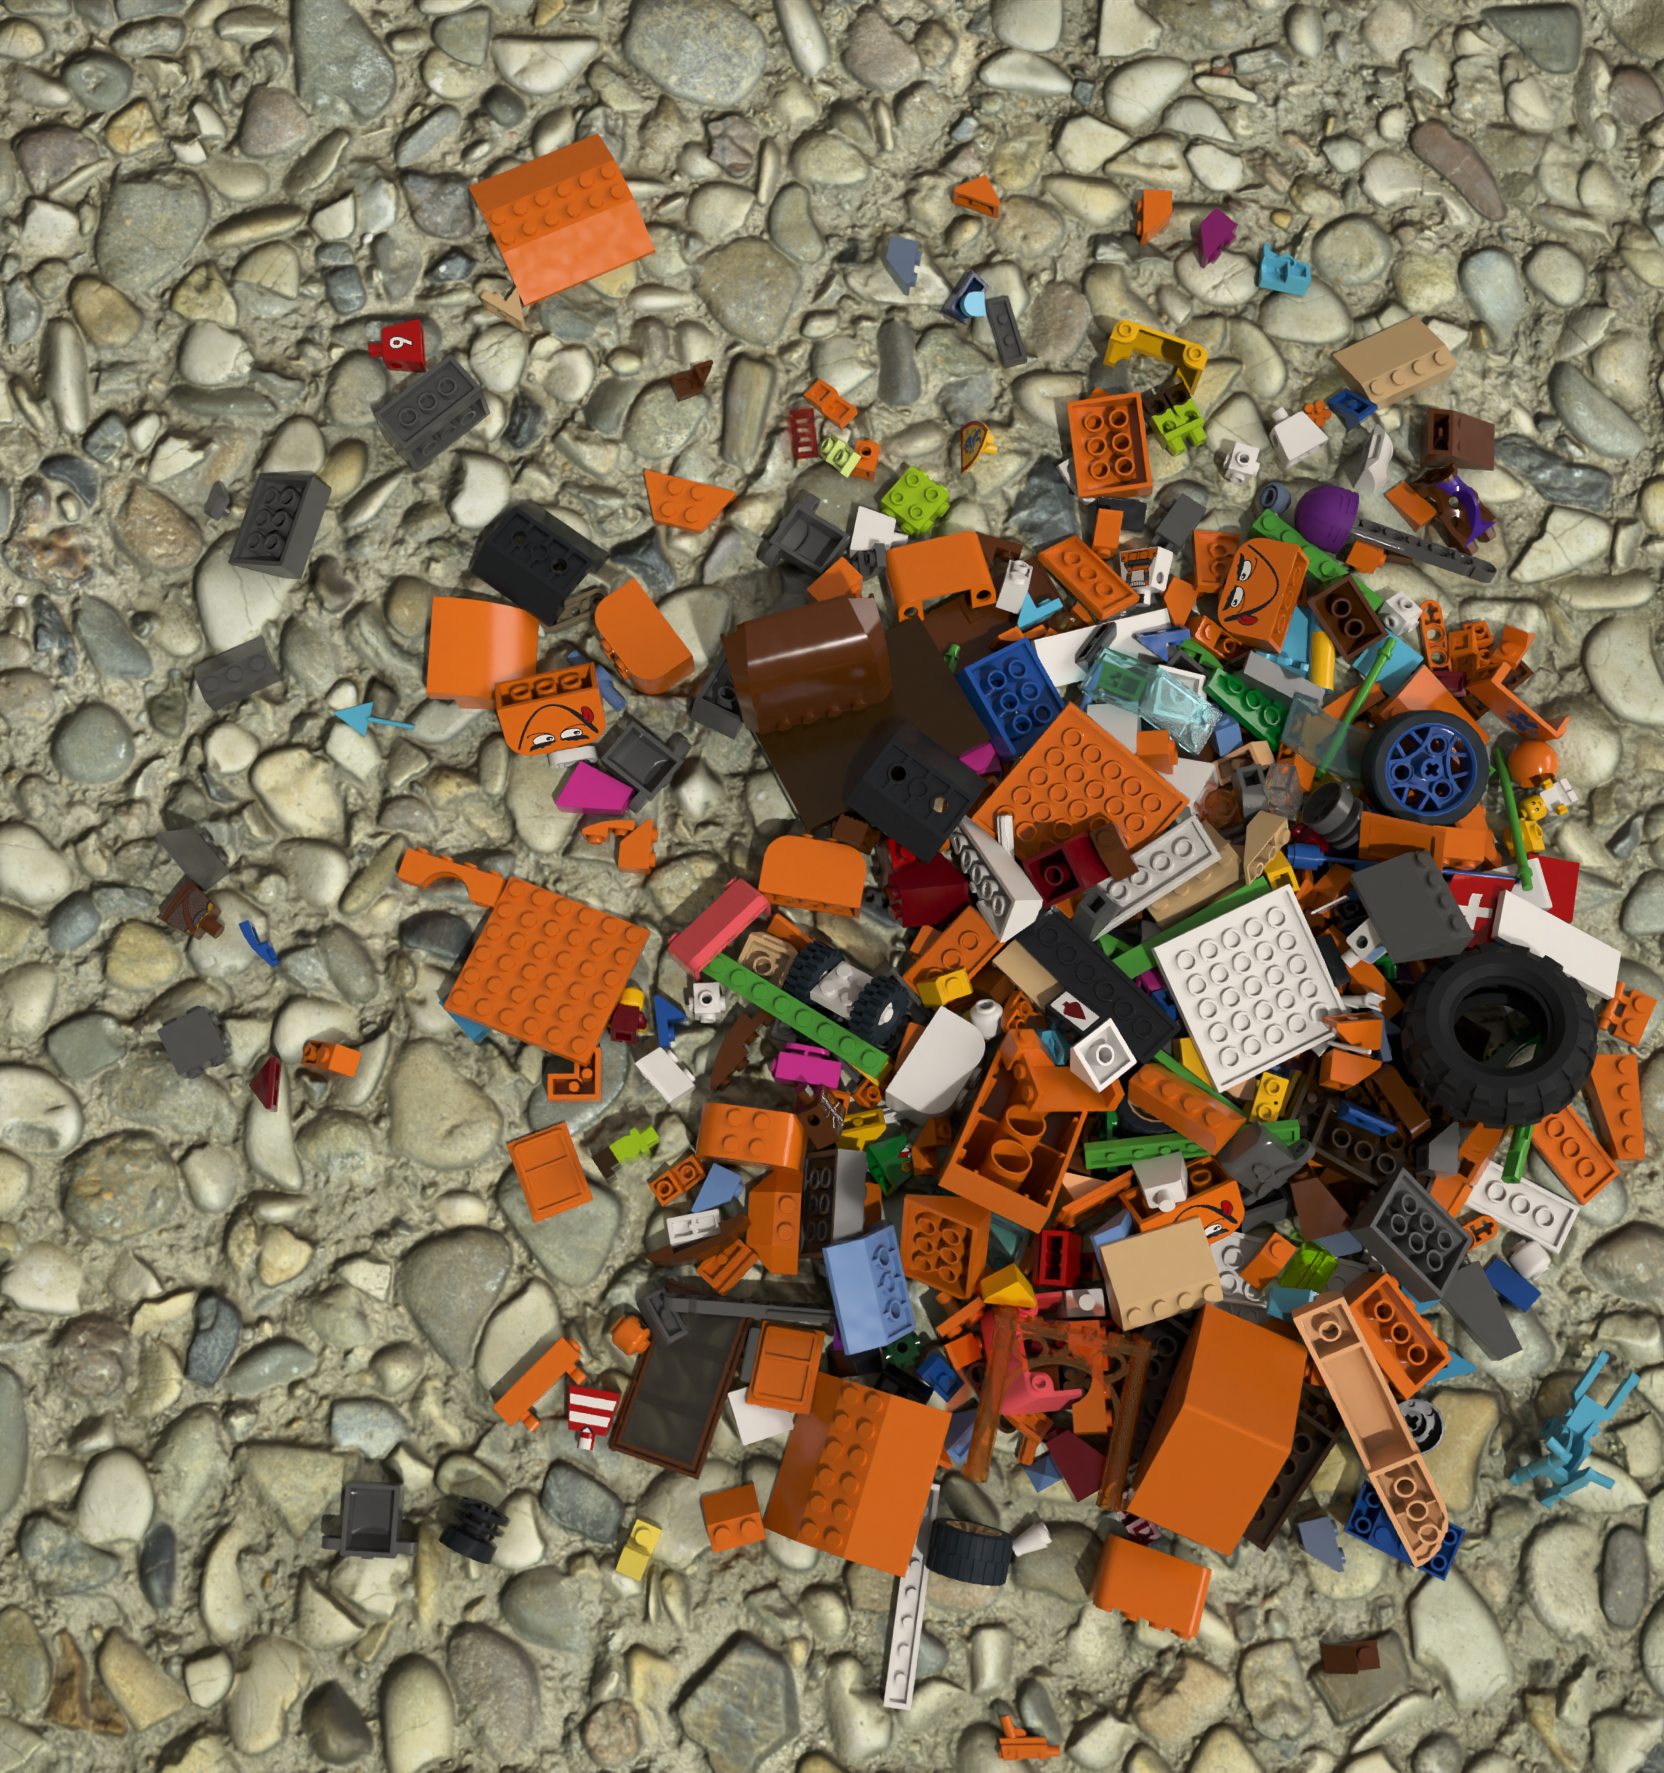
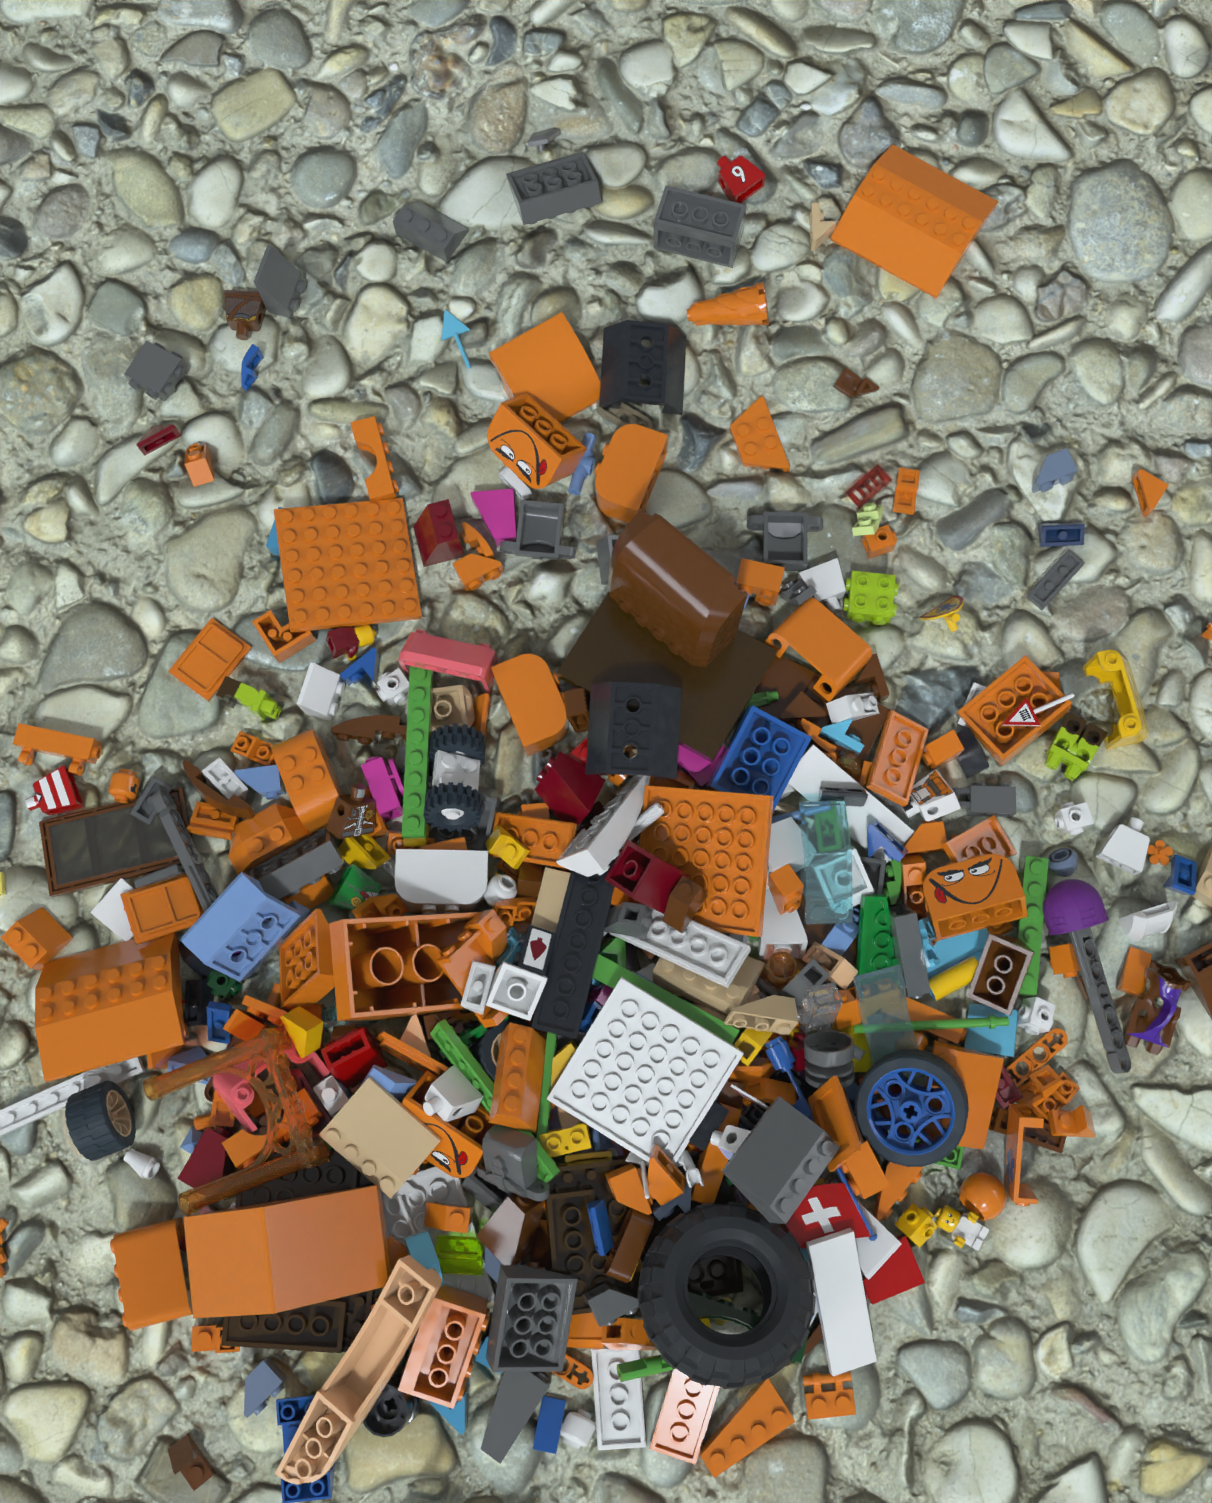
camera: 65 degrees right, 0 degrees up
(537, 437) = (739, 307): none -> orange cone
(578, 862) = (438, 534): none -> dark red slope
(973, 304) = (1058, 542): medium azure tile -> none
(983, 631) = (803, 708): none -> reddish brown slope
(1075, 1090) = (478, 987): none -> white slope
(1125, 439) = (1025, 715): none -> piece
(1245, 1565) = (209, 1339): none -> orange slope
(1524, 871) = (880, 1239): bright green bar -> none

